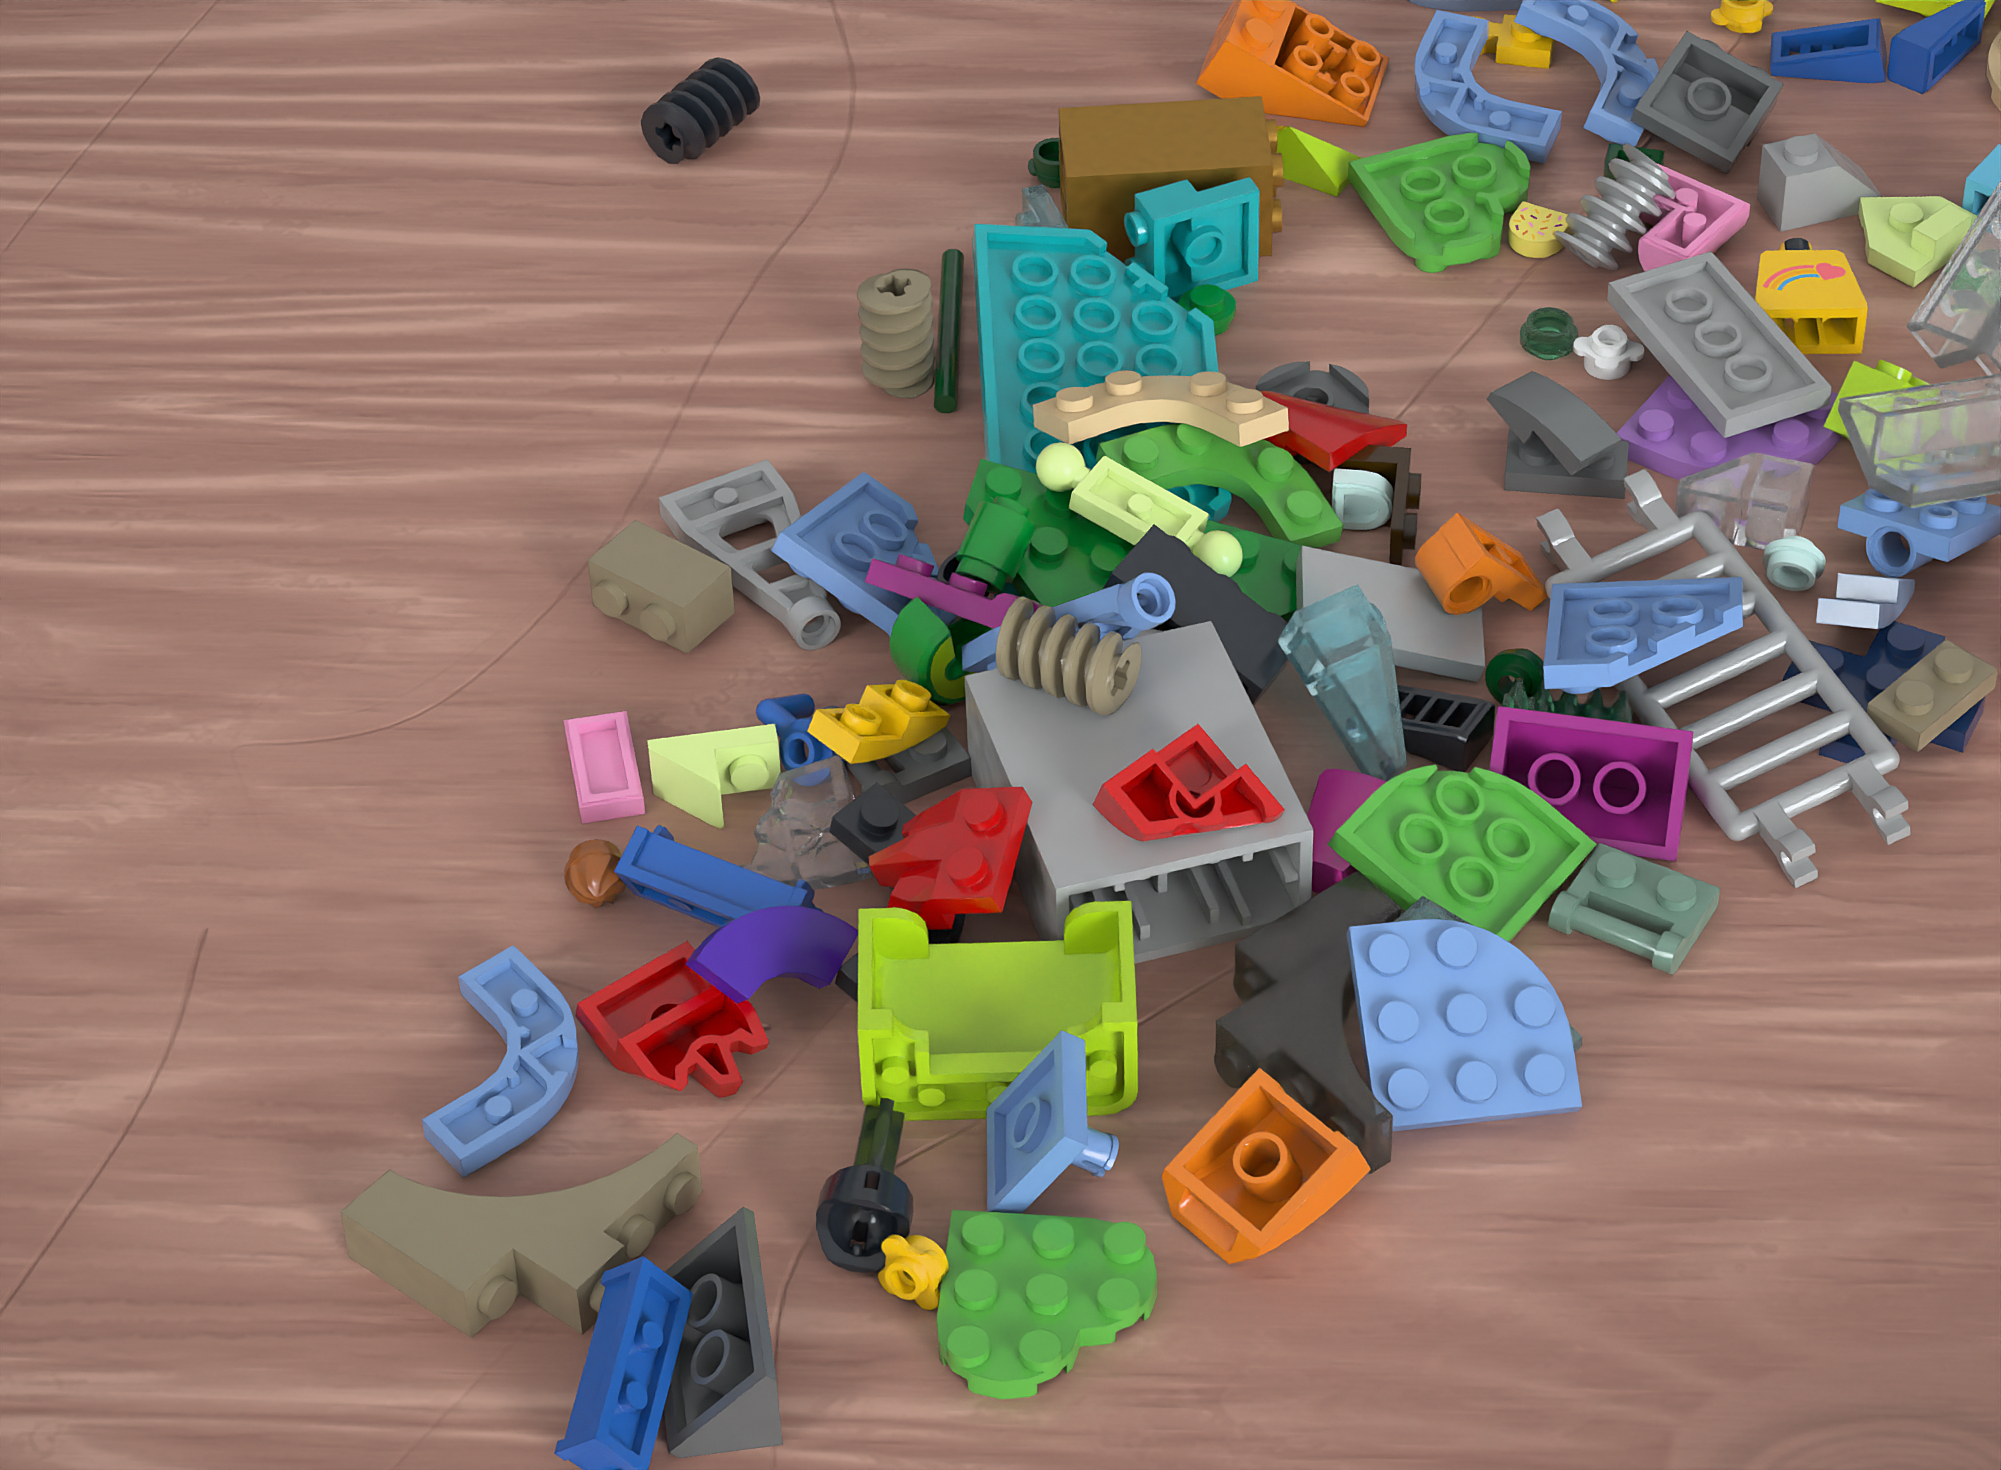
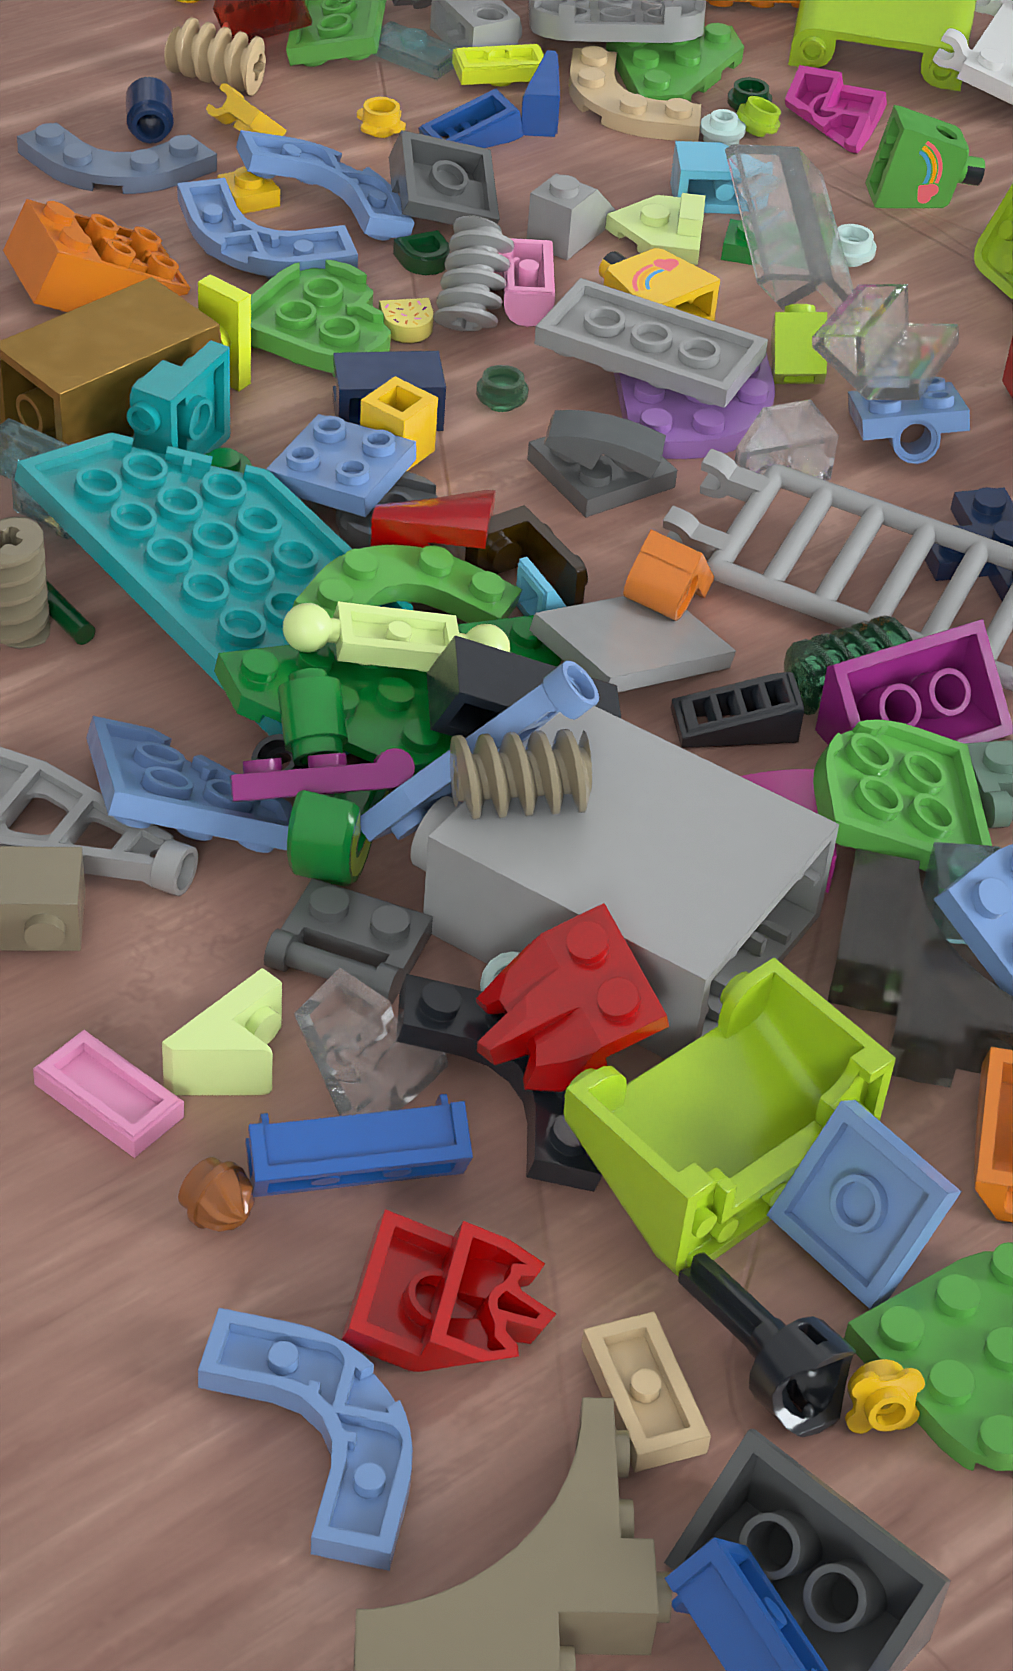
camera: 45 degrees left, 0 degrees up
(750, 1163) = (648, 1390): none -> tan plate
(773, 944) = (482, 1175): dark purple tile -> none
(792, 720) = (287, 957): blue plate -> none
(881, 724) = (351, 920): yellow slope -> none
(1129, 399) = (287, 554): tan plate -> none
(1185, 792) = (724, 844): red slope -> none
(1295, 343) = (343, 464): none -> medium blue plate
(1314, 176) = (231, 310): none -> neon yellow plate
(1350, 671) = (693, 701): clear light blue slope -> none
(1361, 499) = (504, 555): light aqua tile -> none
(1361, 533) = (536, 592): none -> medium azure slope
(1387, 328) = (404, 413): none -> yellow brick
(1426, 293) = (363, 372): none -> dark blue brick
(1513, 663) = (762, 638): dark green plate -> none
(1608, 352) = (556, 385): white plate -> none
(1625, 627) = (842, 568): medium blue plate -> none
(1793, 563) = (857, 474): light aqua plate -> none
(1866, 601) = (936, 484): slope -> none

